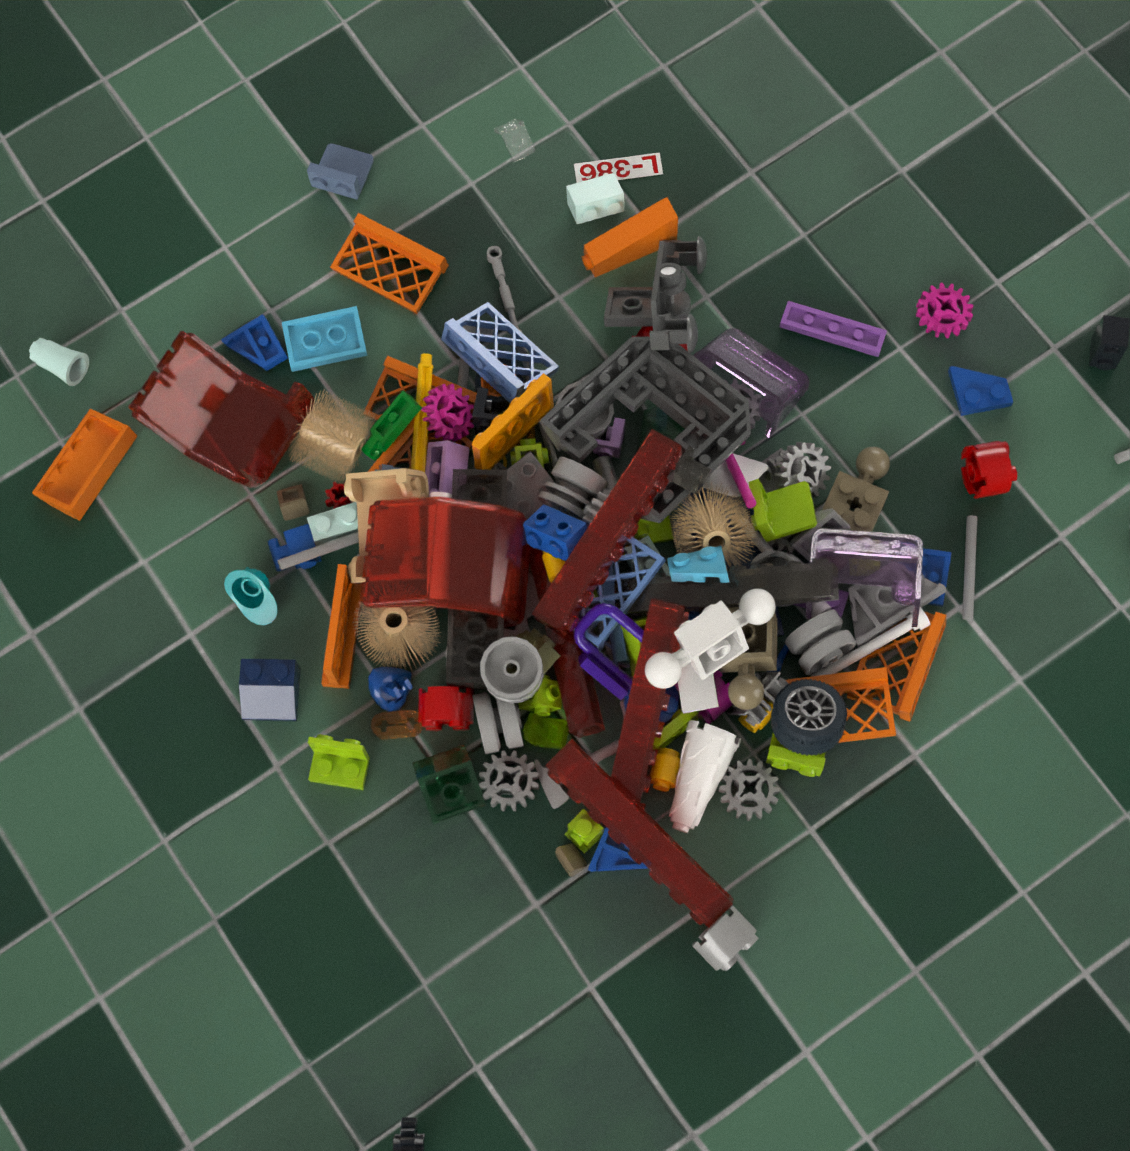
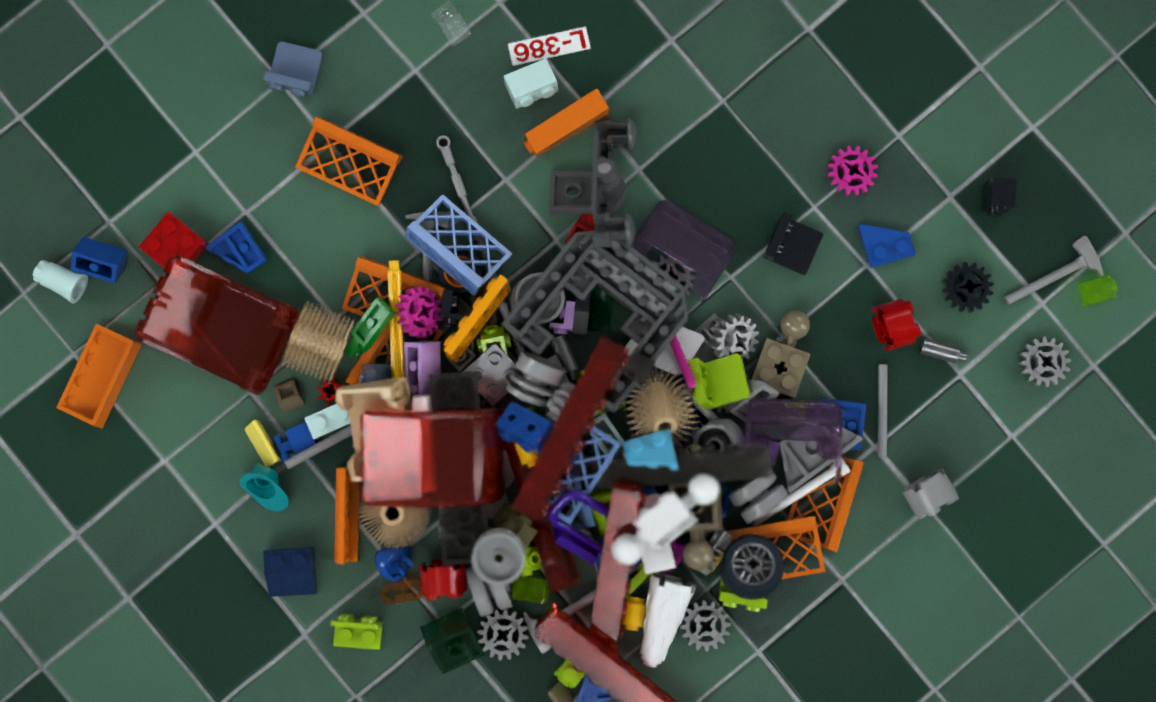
camera: 10 degrees left, 15 degrees up
(103, 341) = (98, 260): none -> blue brick
(186, 317) = (172, 238): none -> red brick
(256, 548) = (262, 443): none -> light yellow slope
(324, 338) = (298, 239): medium azure plate -> none
(630, 436) = (581, 315): none -> dark grey piece
(833, 328) = (753, 195): medium lavender plate -> none
(873, 381) = (793, 245): none -> black bracket
(1023, 656) = (930, 493): none -> light grey brick
(1041, 506) = (941, 351): none -> flat silver cylinder
(1069, 442) = (967, 278): none -> black gear

